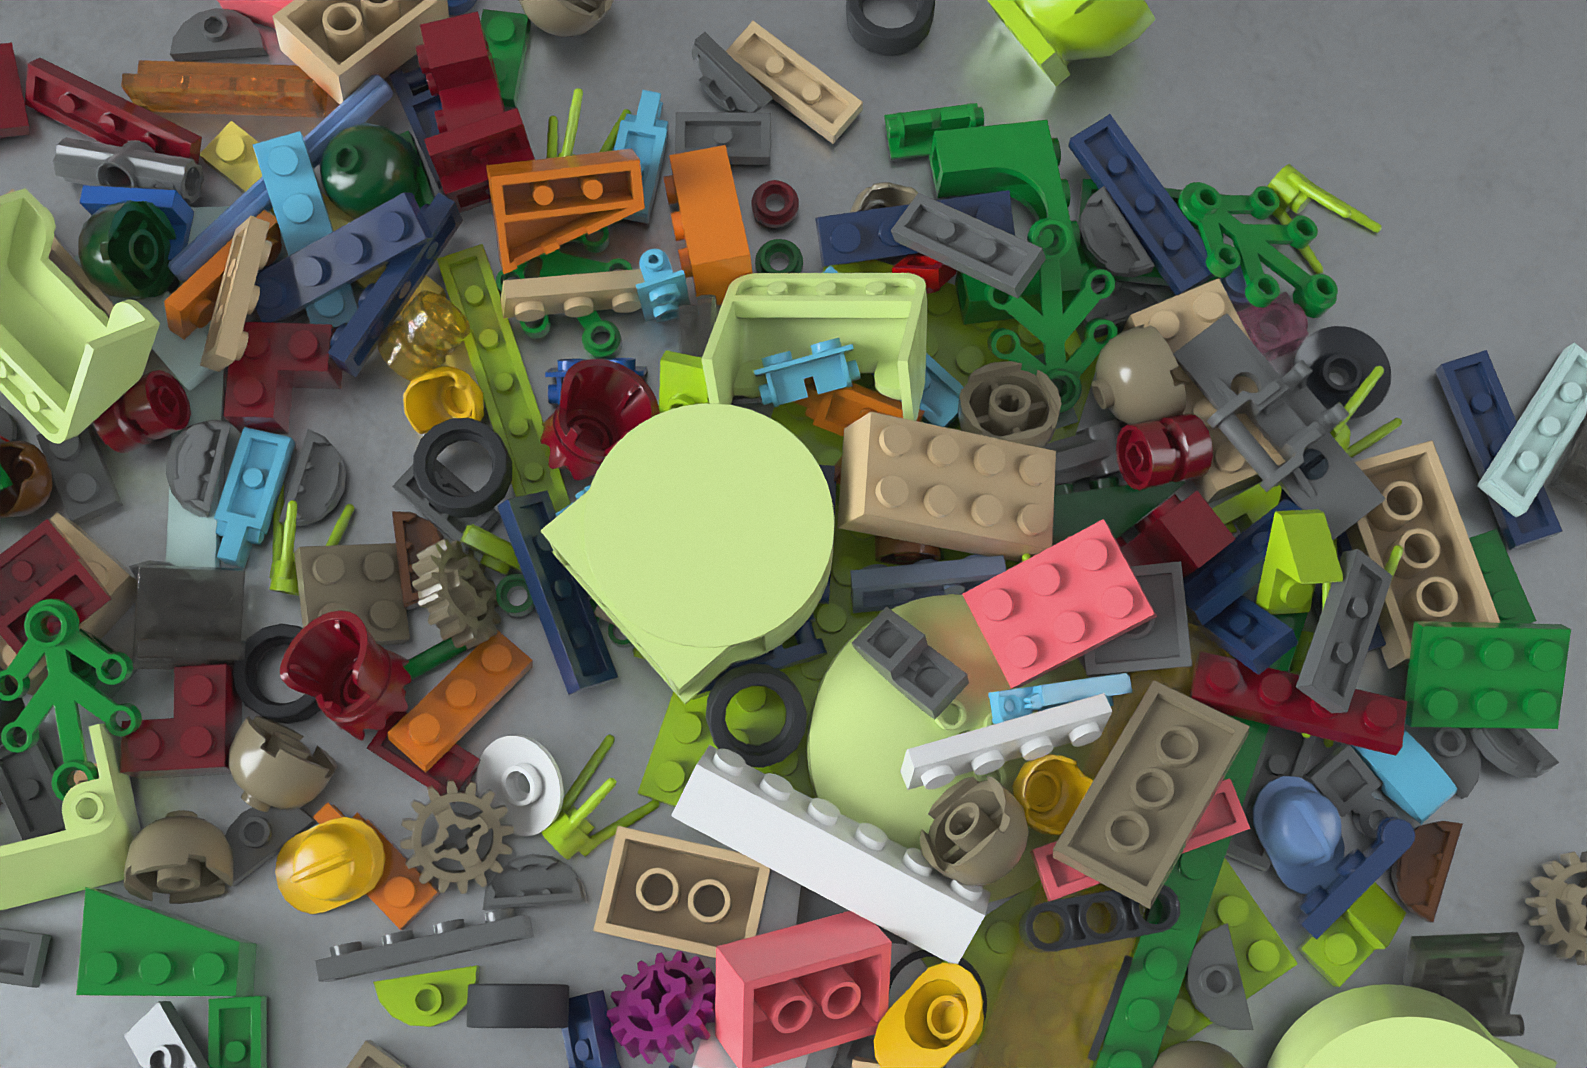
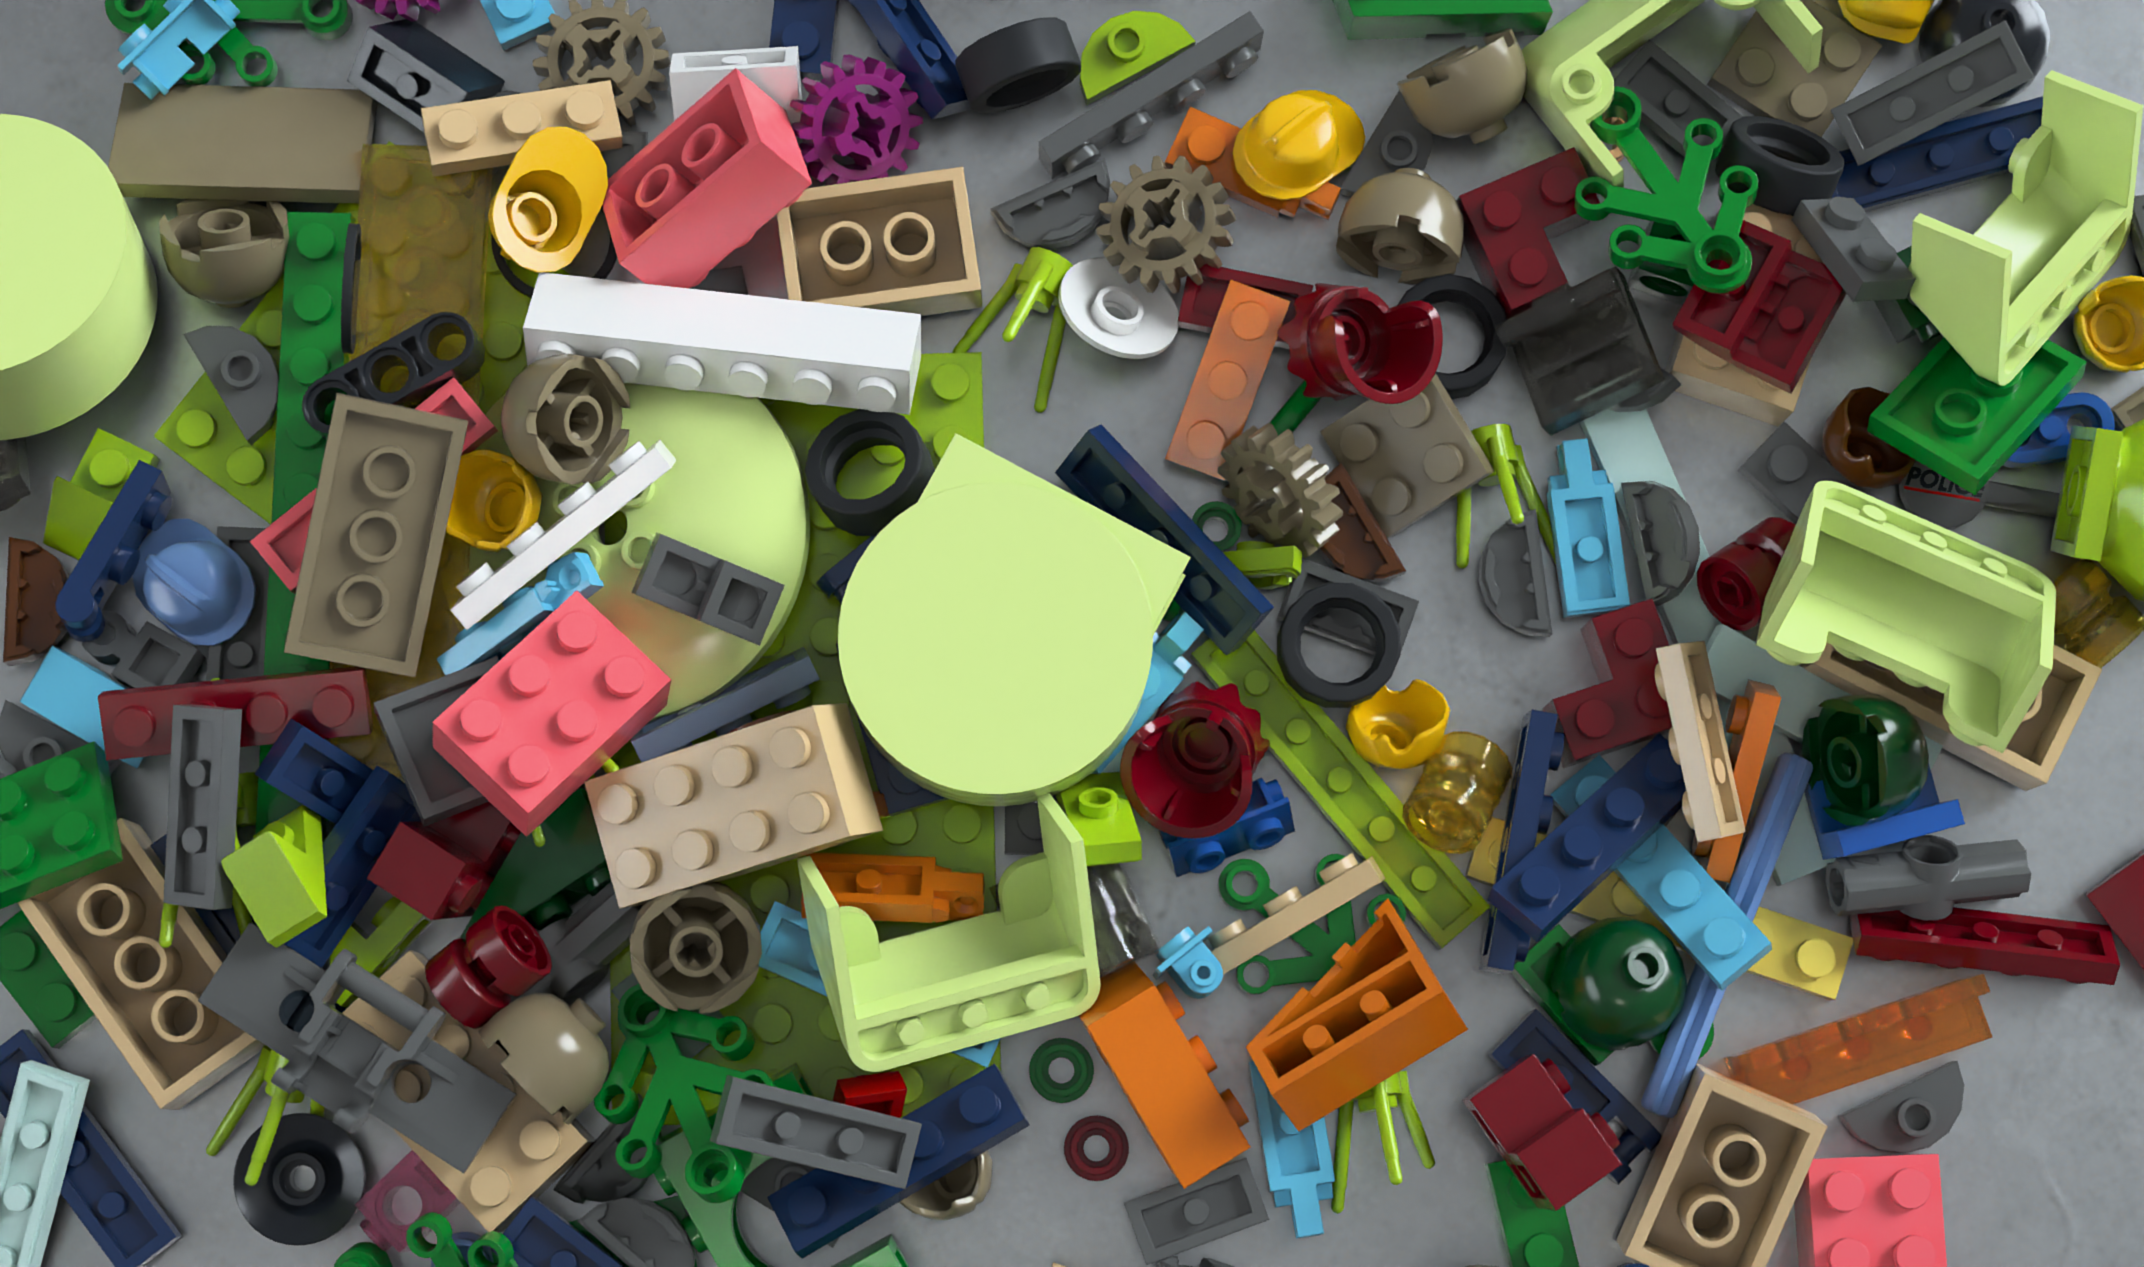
camera: 155 degrees right, 5 degrees up
(465, 151) = (1496, 1039): dark red slope -> none
(787, 375) = (984, 894): medium azure hinge -> none

